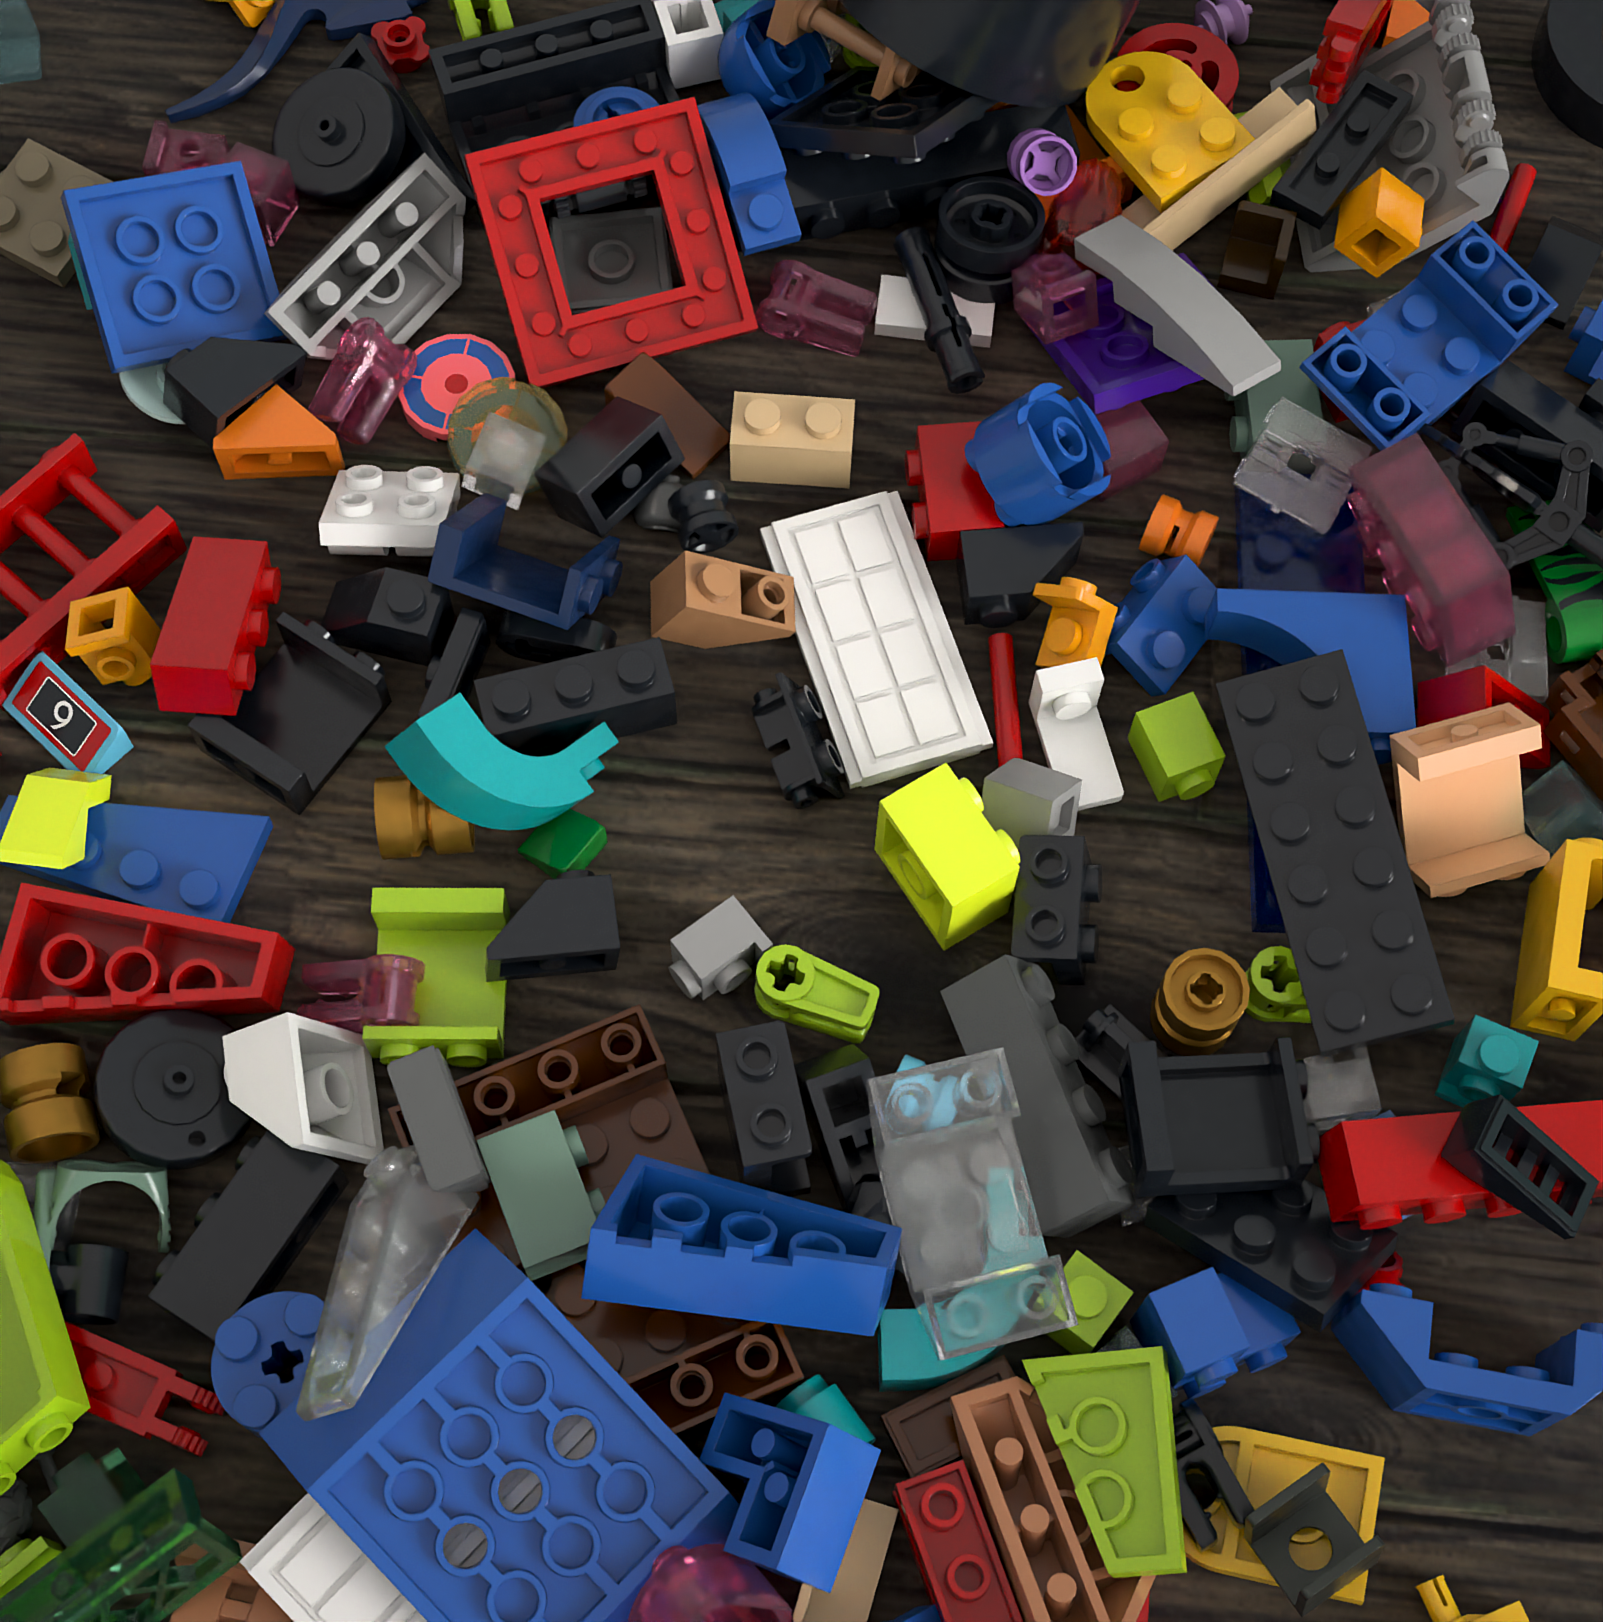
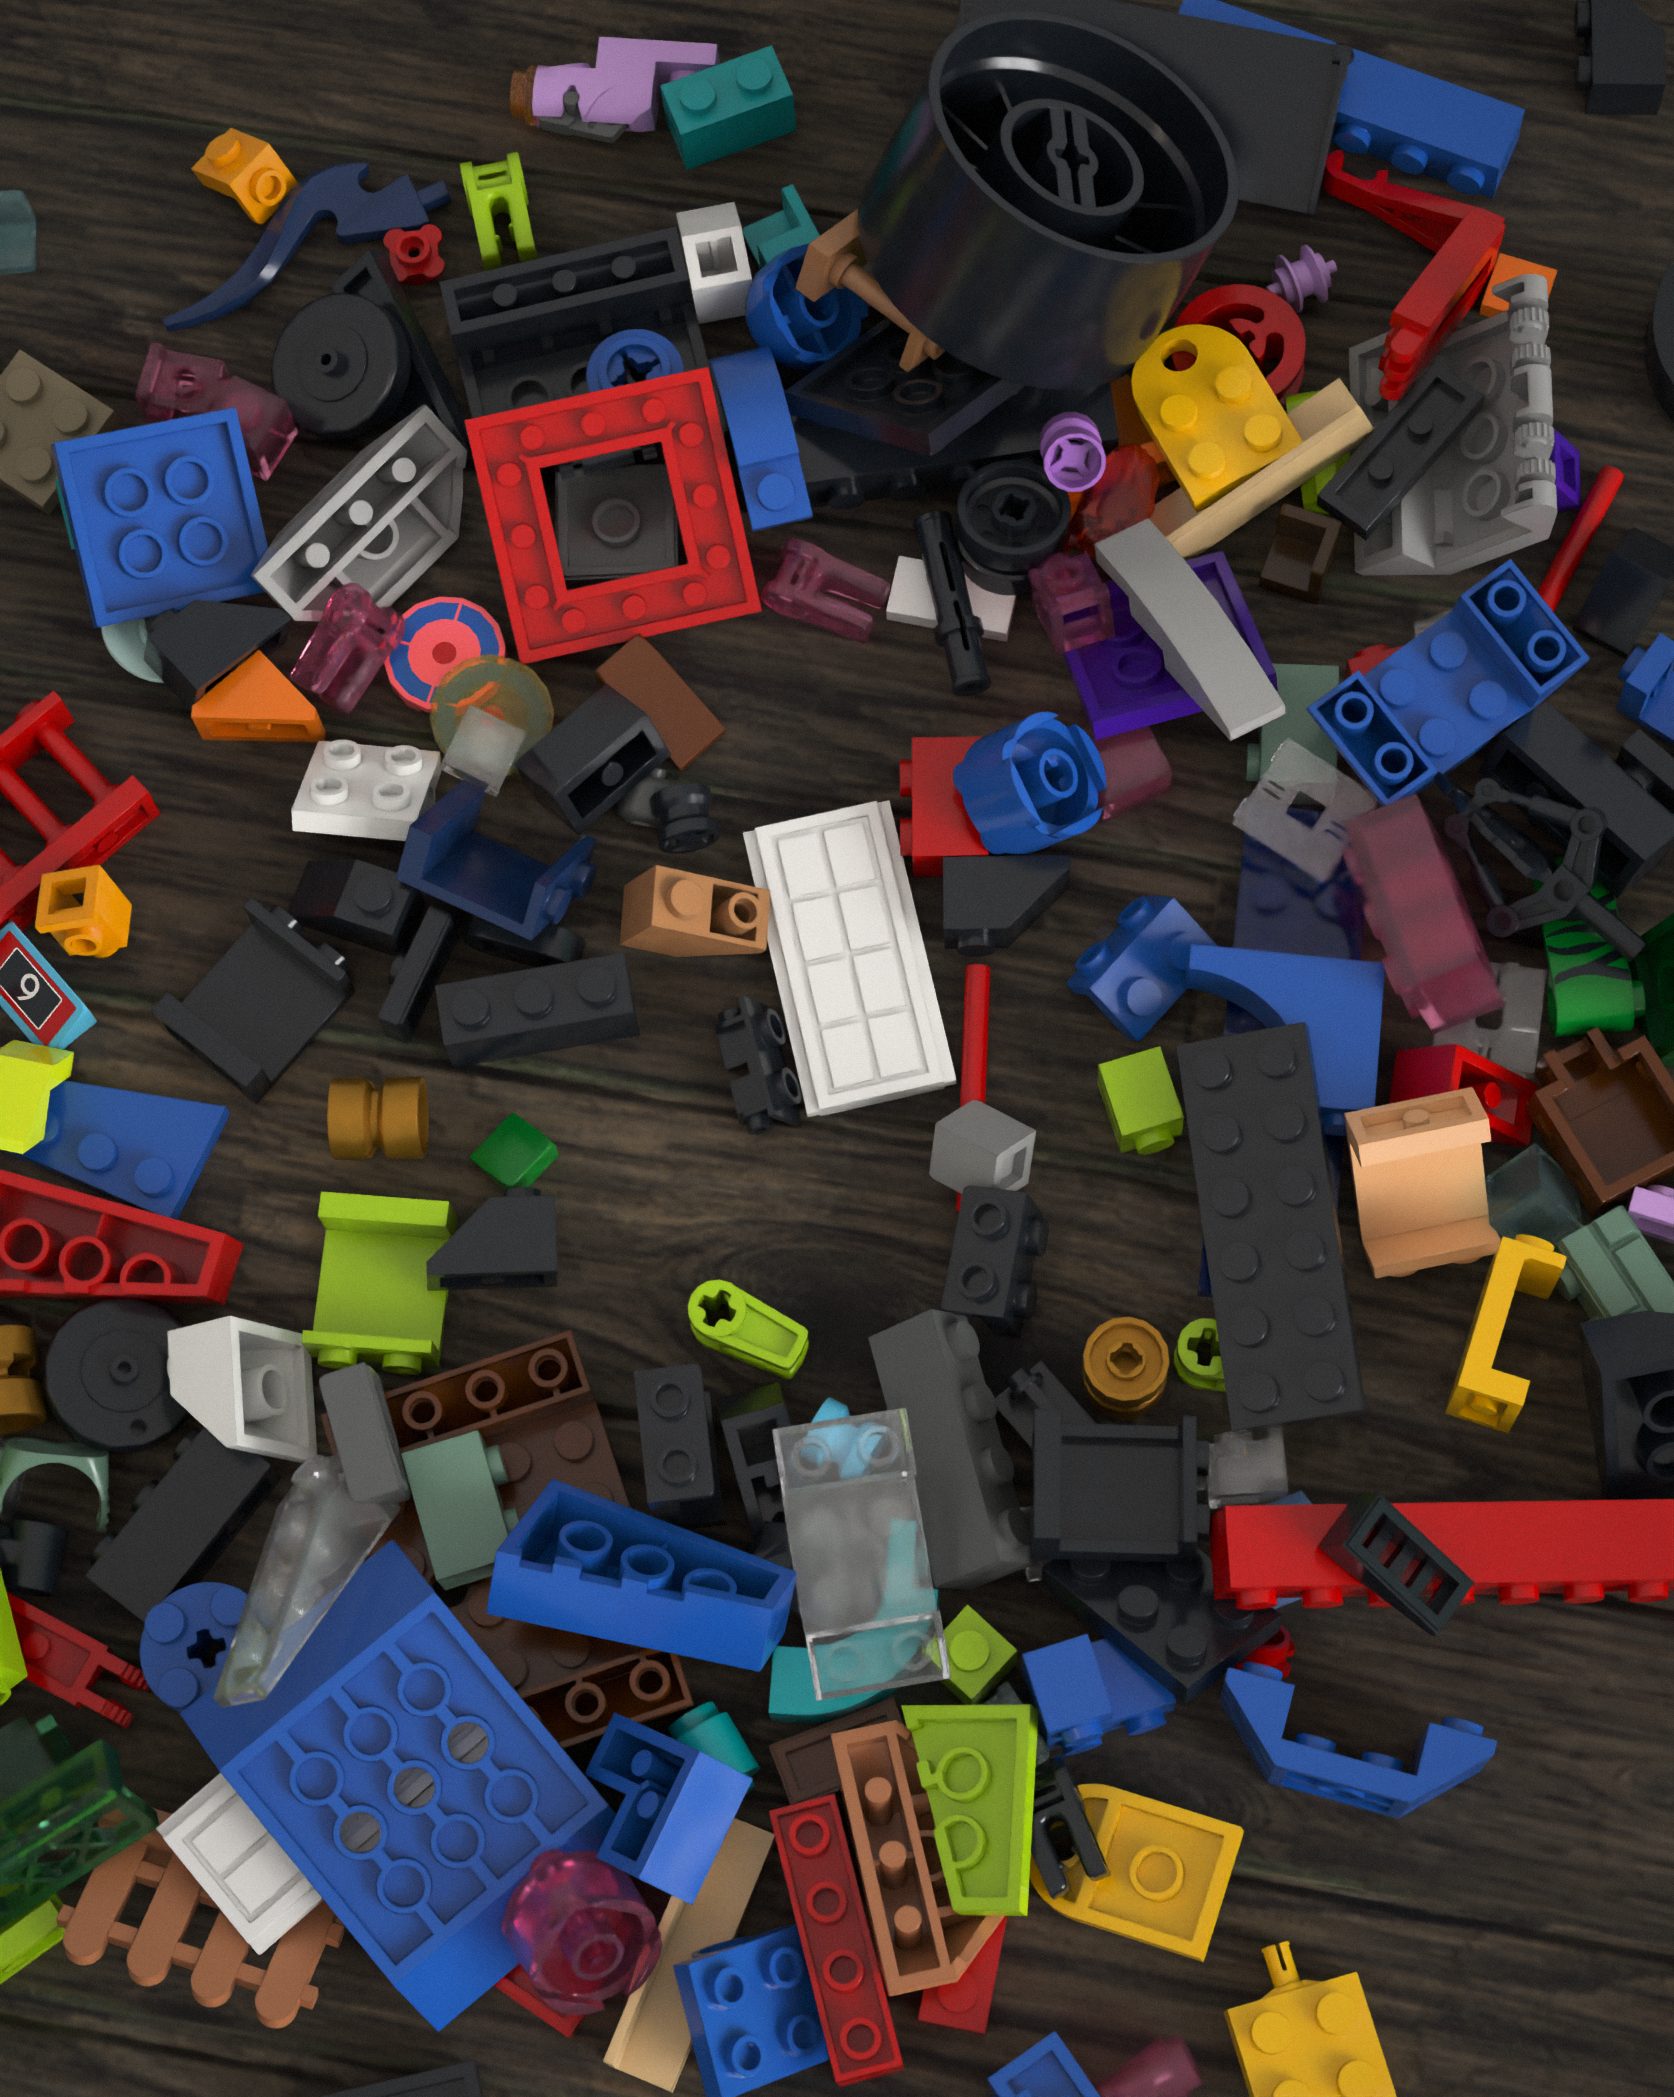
camera: 15 degrees right, 5 degrees up
(215, 626) = (183, 908): red brick -> none
(383, 989) = (325, 1300): clear pink piece -> none
(484, 781) = (435, 1096): teal arch -> none
(717, 951) = (654, 1278): light grey brick -> none
(791, 439) = (783, 740): tan brick -> none
(947, 854) = (888, 1201): neon yellow brick -> none
(1072, 730) = (1040, 1078): white bracket -> none
(1077, 622) = (1051, 969): light orange bracket -> none
(1192, 538) = (1174, 868): orange wheel -> none
(1308, 1506) = (1130, 1872): pearl dark grey piece -> none
(1379, 223) = (1429, 538): light orange brick -> none
(1485, 1063) = (1404, 1455): teal brick -> none

